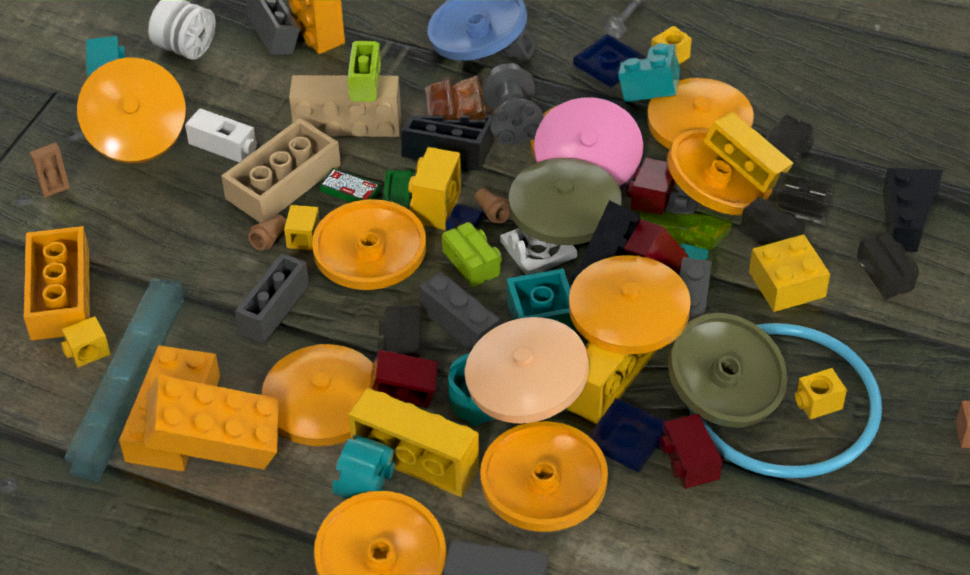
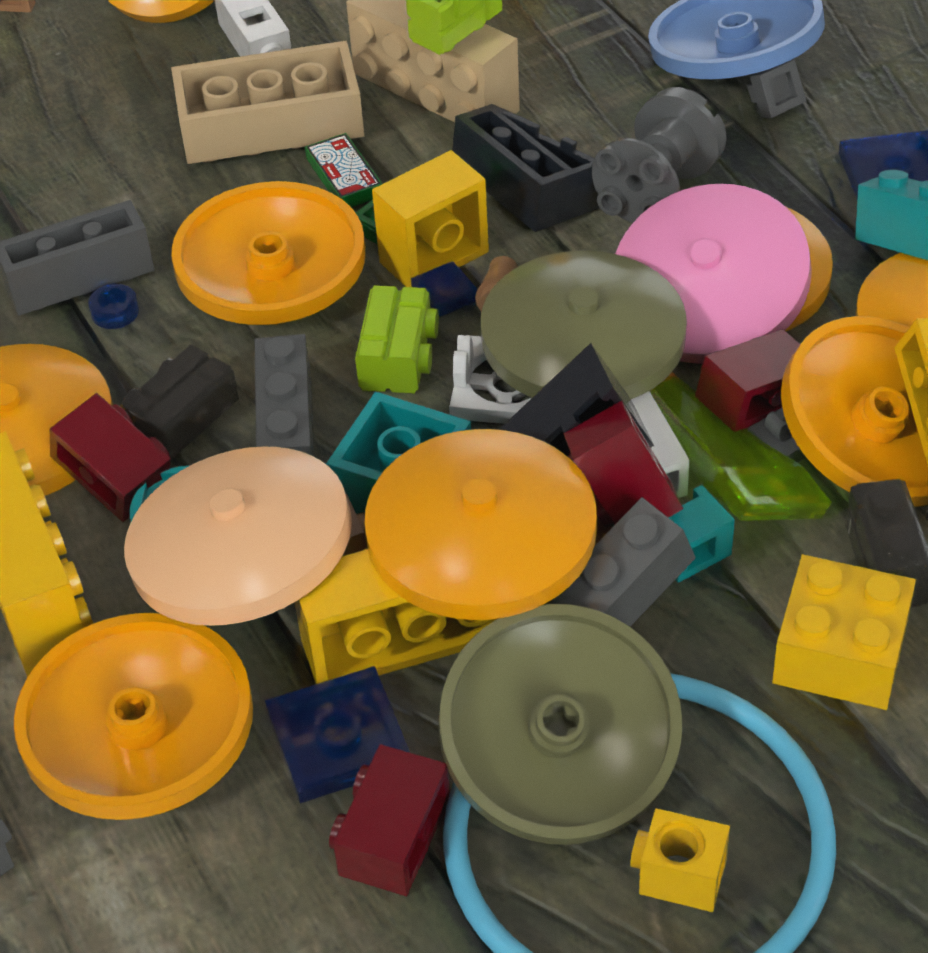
camera: 40 degrees right, 0 degrees up
(265, 234) = (174, 174): medium nougat cone -> none
(301, 226) = (215, 176): yellow brick -> none
(308, 313) = (113, 306): none -> clear blue tile
(456, 99) = (590, 115): clear orange brick -> none

